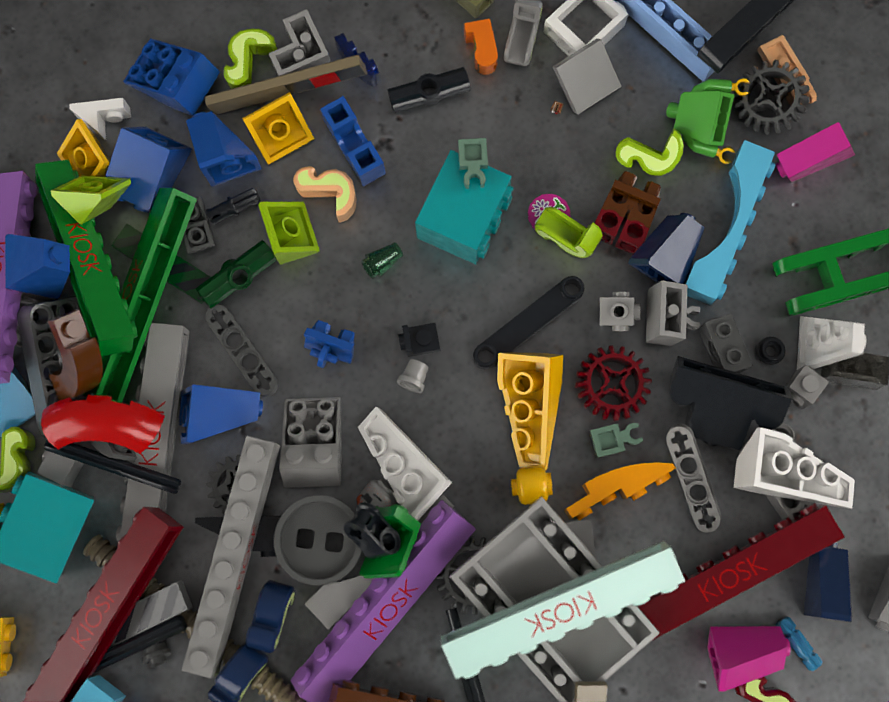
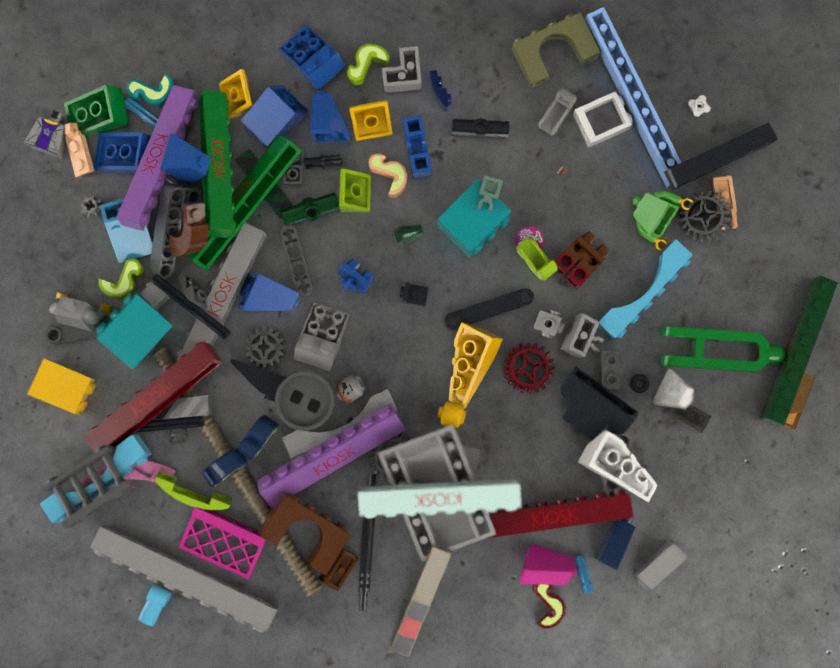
camera: 15 degrees right, 5 degrees up
(89, 195) = (232, 124): lime slope -> none
(97, 112) = (253, 65): white slope -> none
(100, 420) = (193, 276): red brick -> none
(231, 558) = (247, 391): light grey brick -> none
(293, 82) = (386, 92): dark tan tile -> none
(372, 533) = (340, 408): black piece -> none
(393, 564) = (350, 418): green bracket -> none
(408, 470) = (374, 372): white wing -> none
(413, 376) = (401, 317): light grey piece -> none
(482, 36) = (527, 117): orange leg -> none
(587, 76) = (588, 157): light grey tile -> none
(610, 439) = (512, 404): sand green plate -> none
(627, 480) = (514, 434): light orange slope -> none
(650, 159) = (609, 229): animal -> none
(669, 249) = (598, 294): slope -> none
(689, 479) = (556, 447): light grey beam -> none
(805, 386) = (650, 415): light grey brick -> none
(815, 153) = (720, 264): dark pink slope -> none

